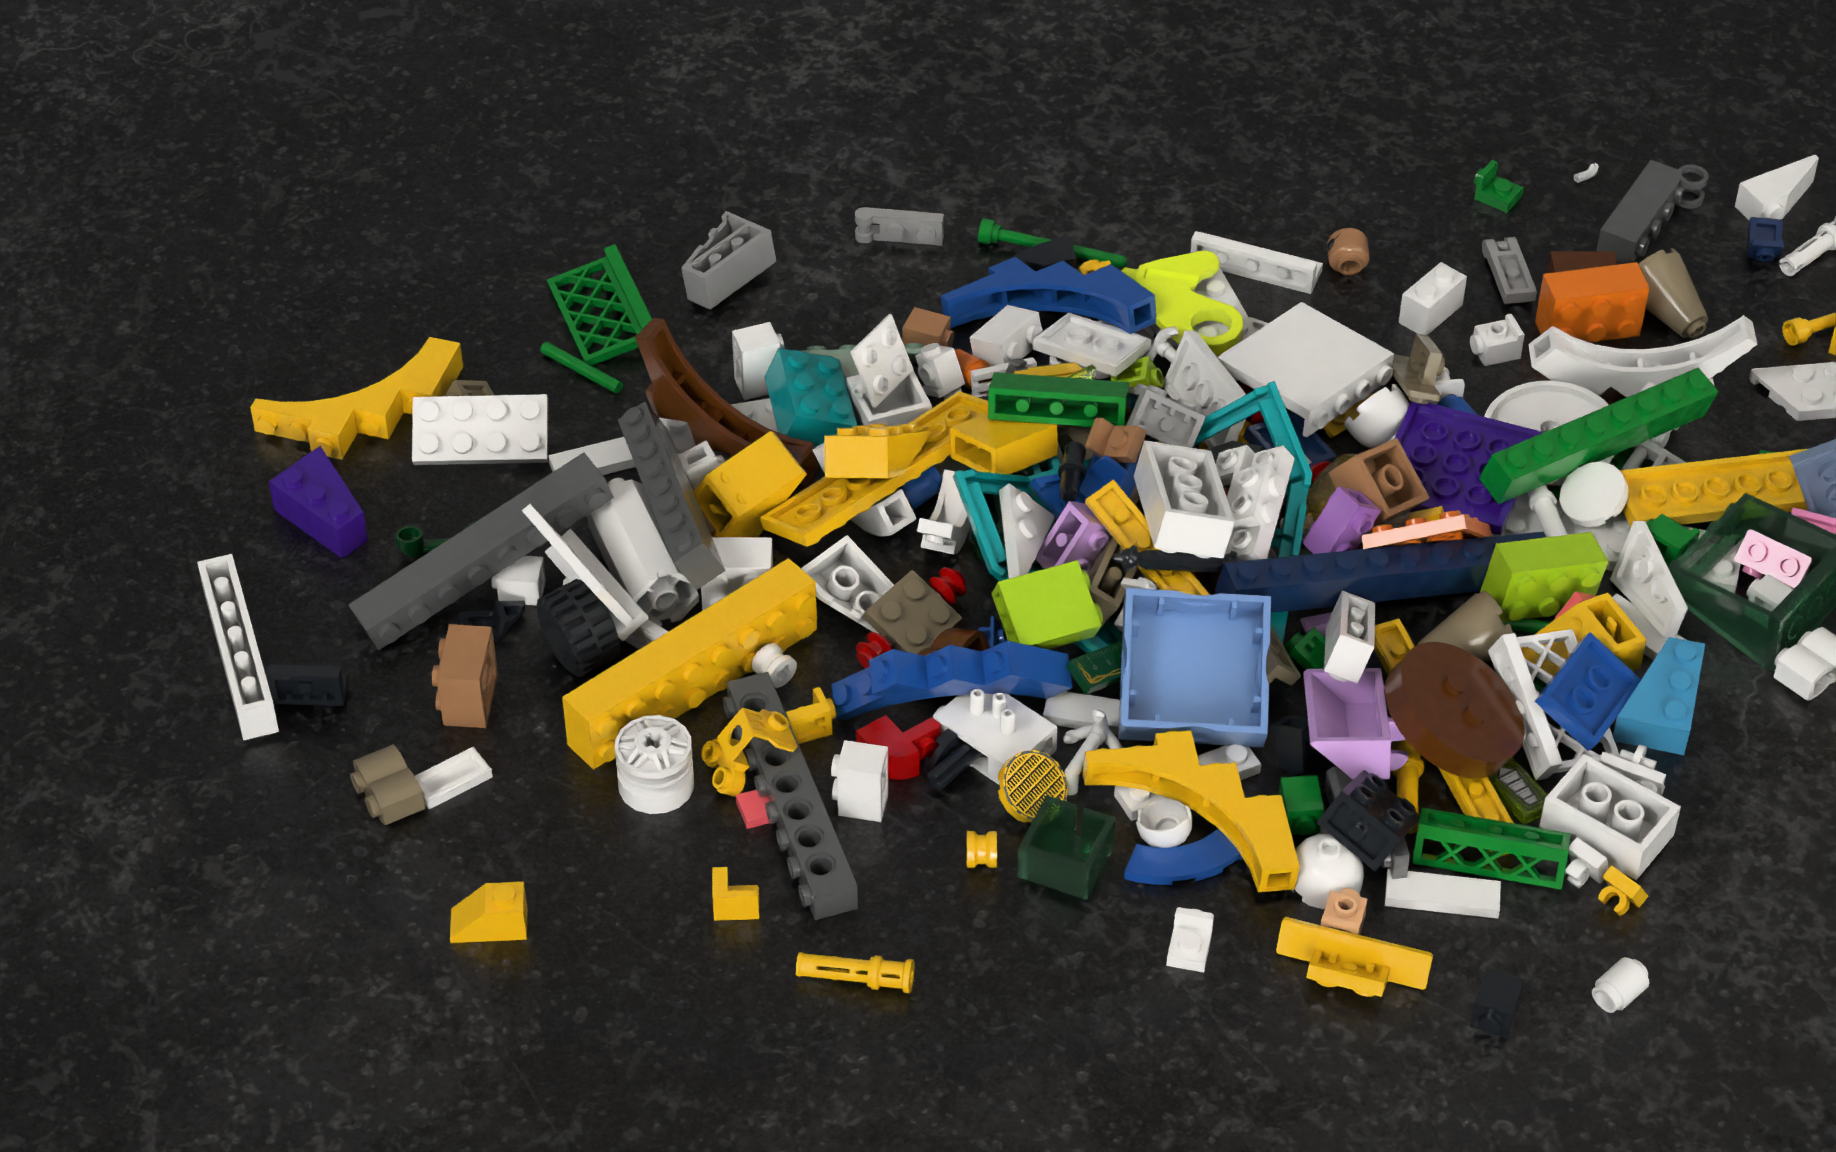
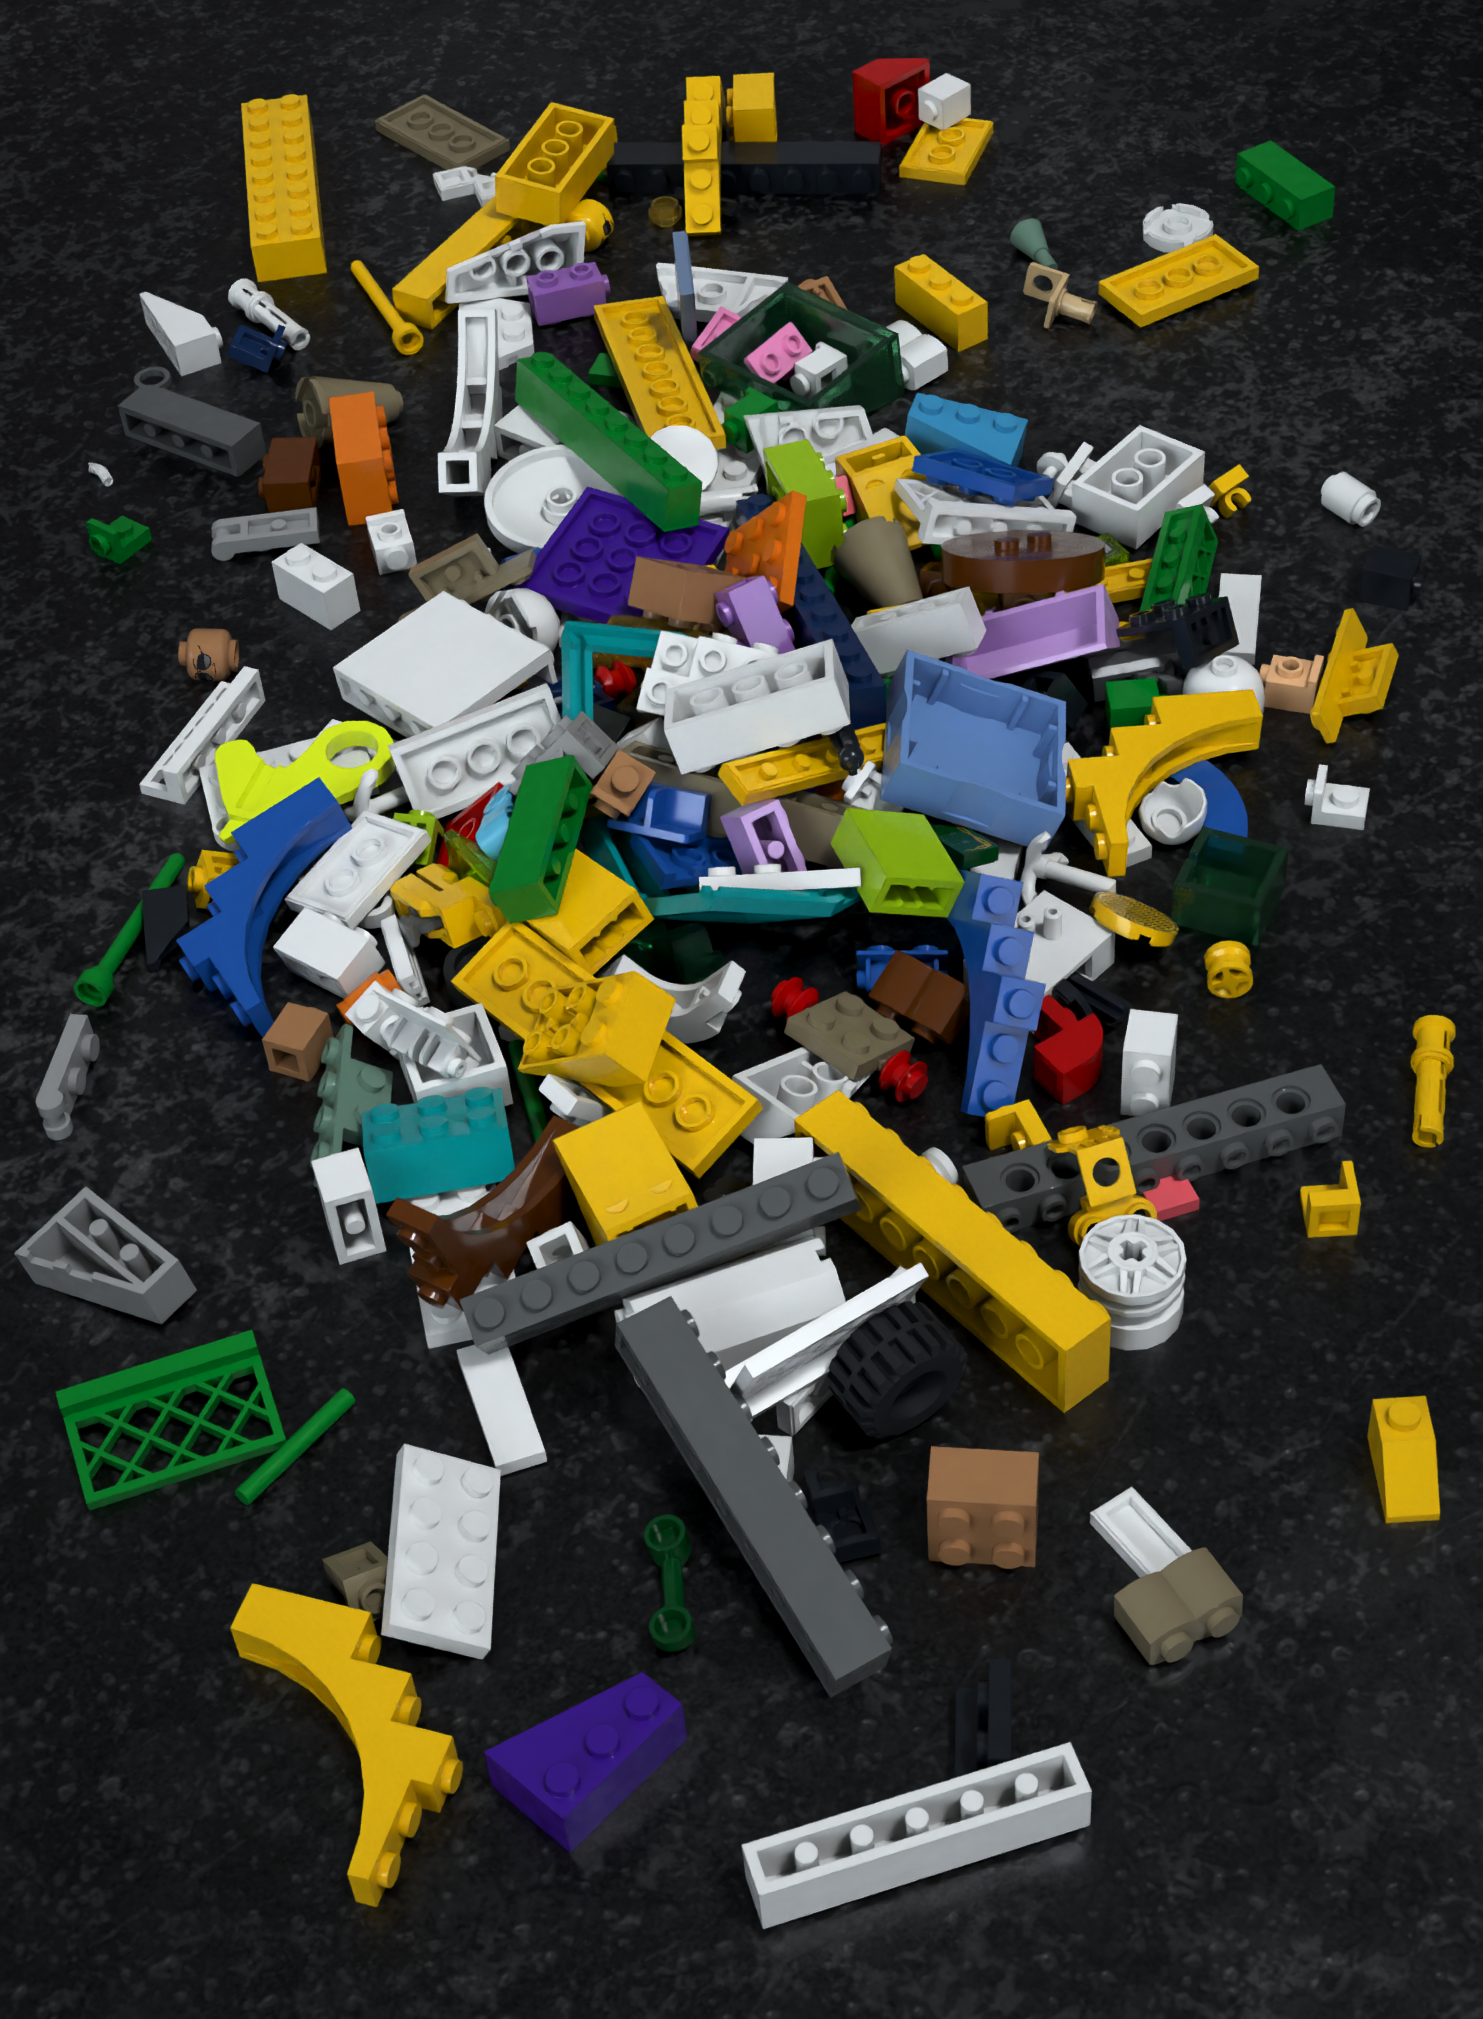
camera: 85 degrees left, 0 degrees up
(1072, 471) = (661, 836): black axle -> none

